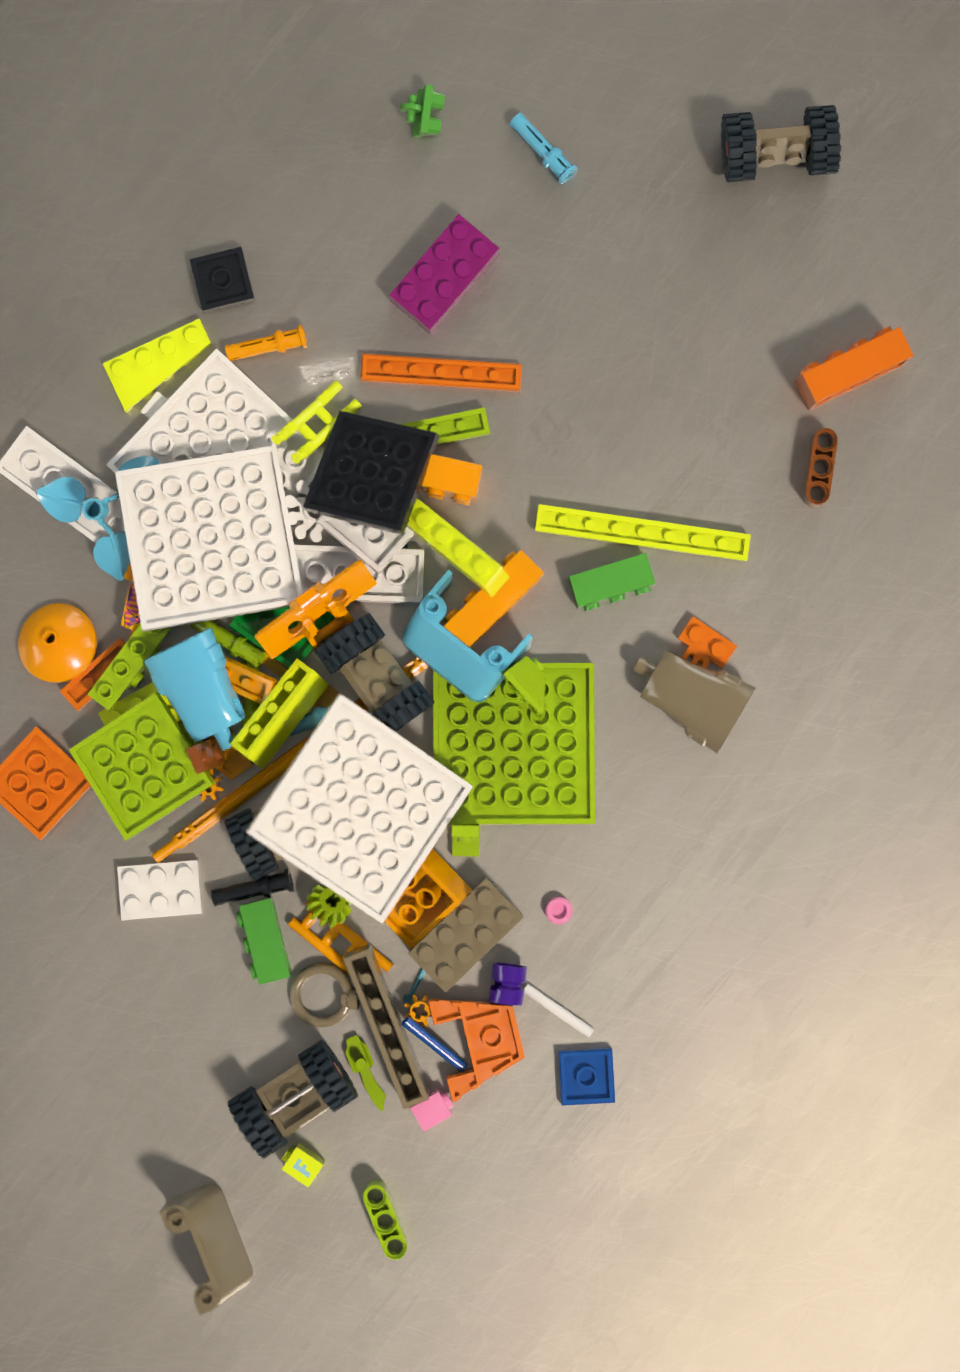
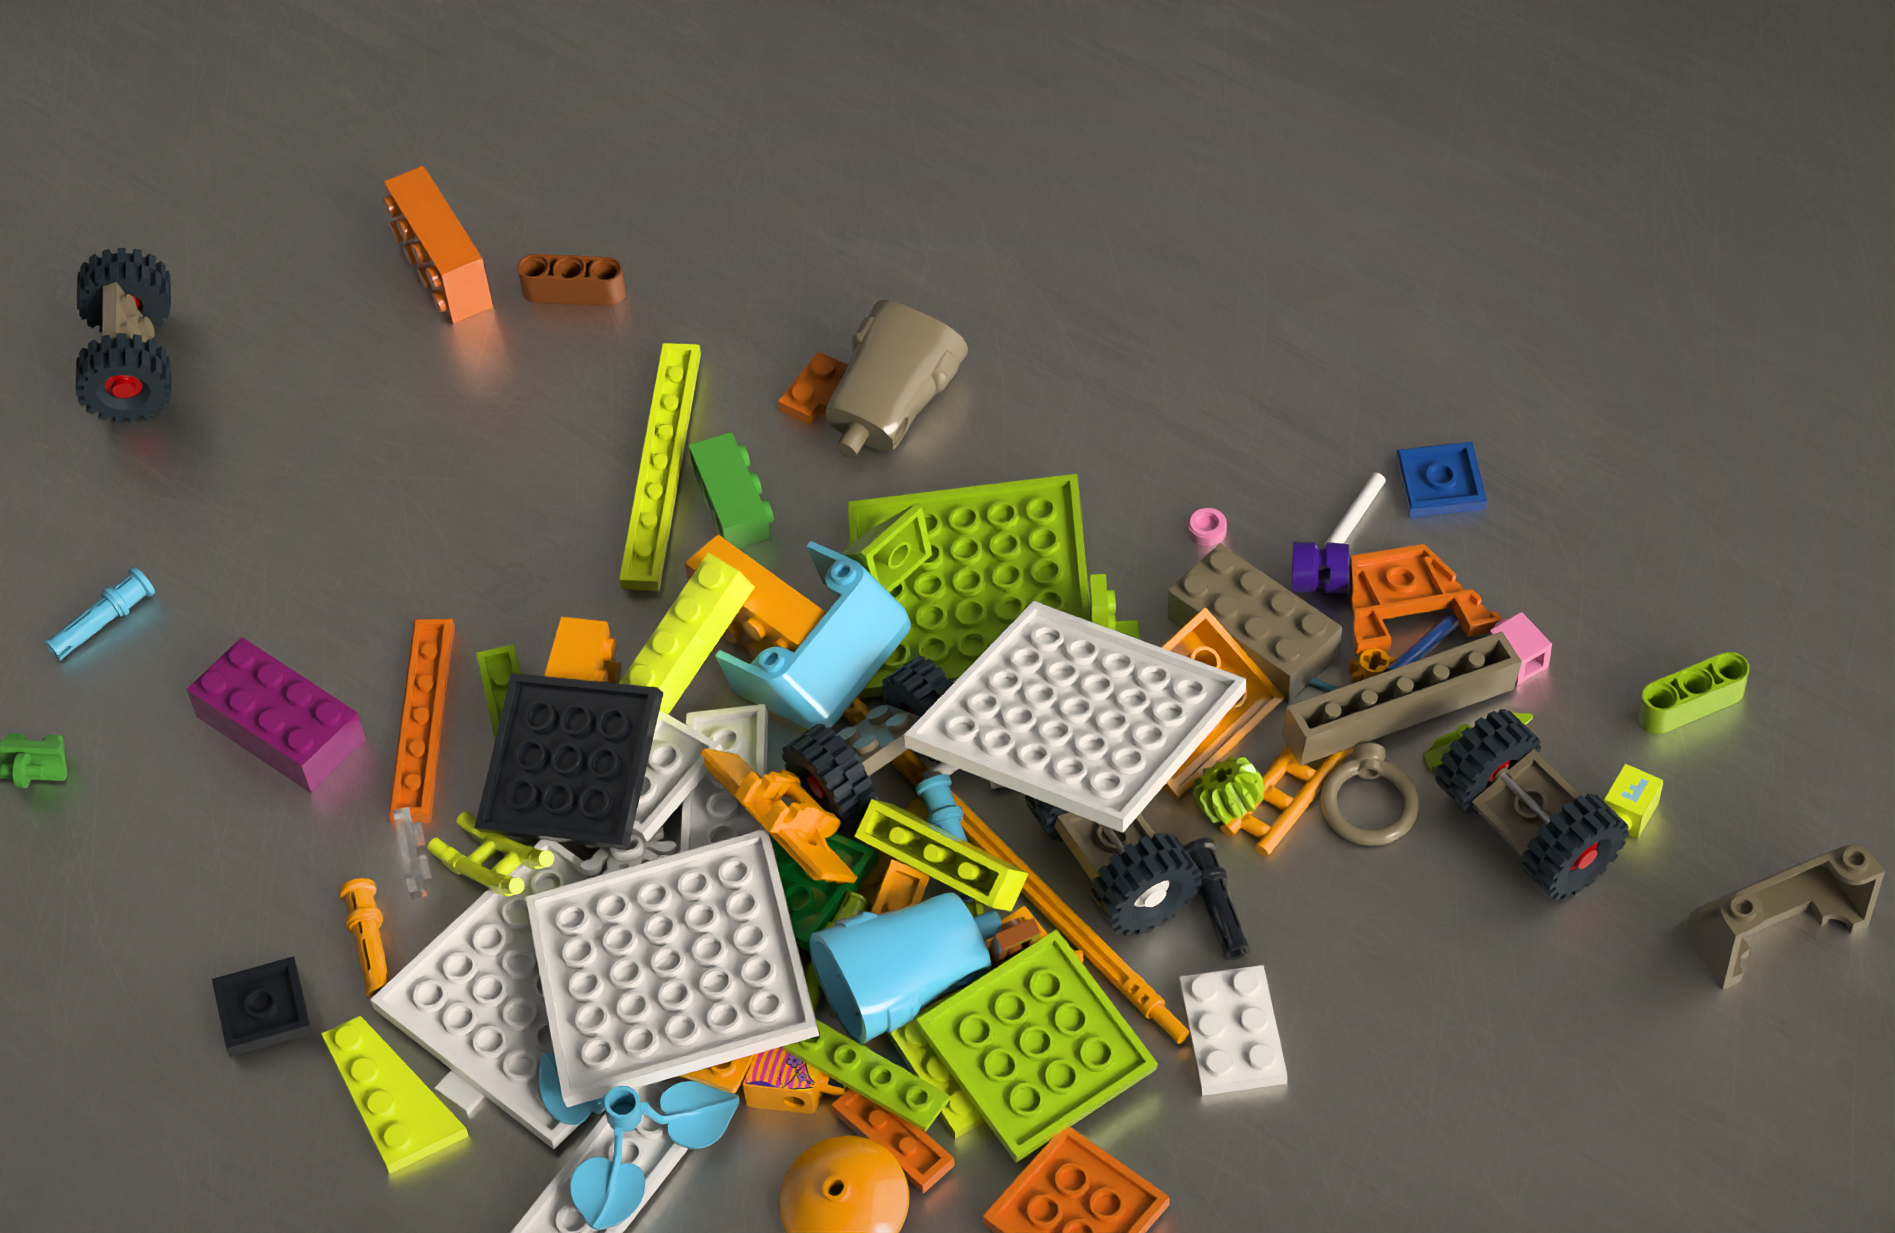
camera: 90 degrees left, 35 degrees down
(264, 941) = (1294, 874): bright green brick -> none

